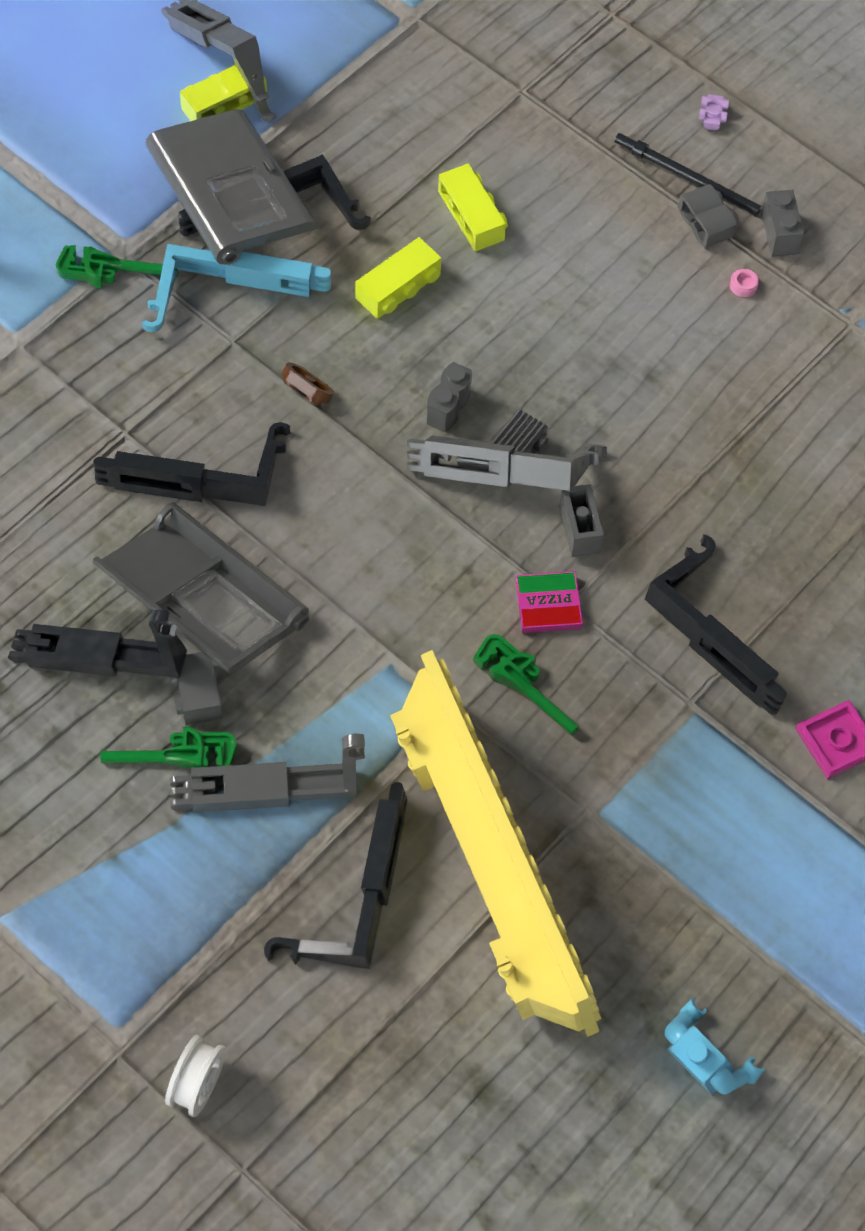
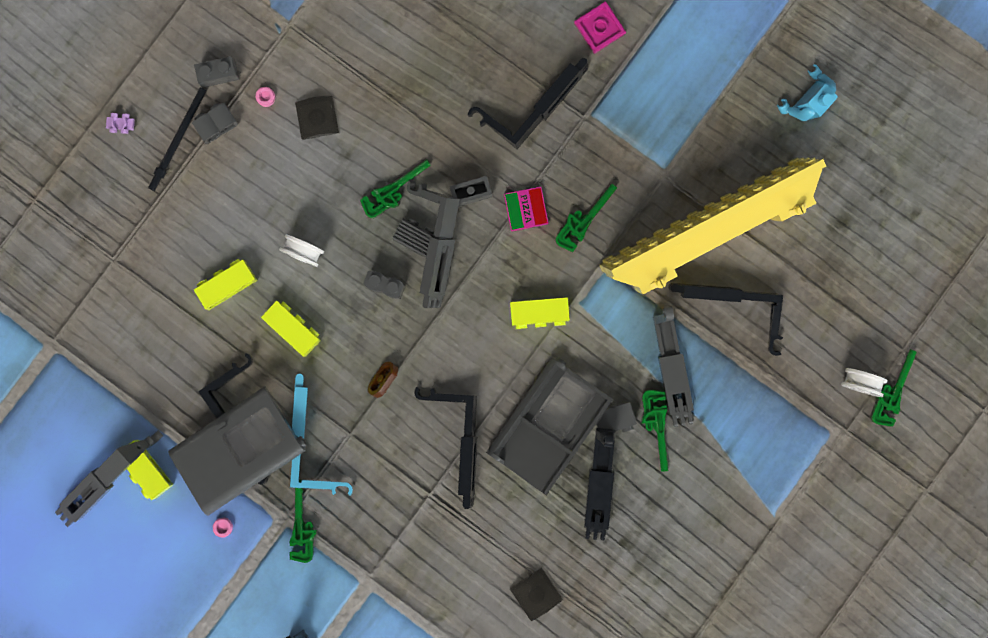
camera: 90 degrees left, 25 degrees up
(126, 177) = (222, 527): none -> bright pink tile
(163, 1132) = (892, 396): none -> green piece
(381, 599) = (539, 312): none -> neon yellow brick
(511, 293) = (301, 250): none -> white wheel
(586, 417) = (388, 194): none -> green piece
(710, 344) = (317, 117): none -> clear smoke slope

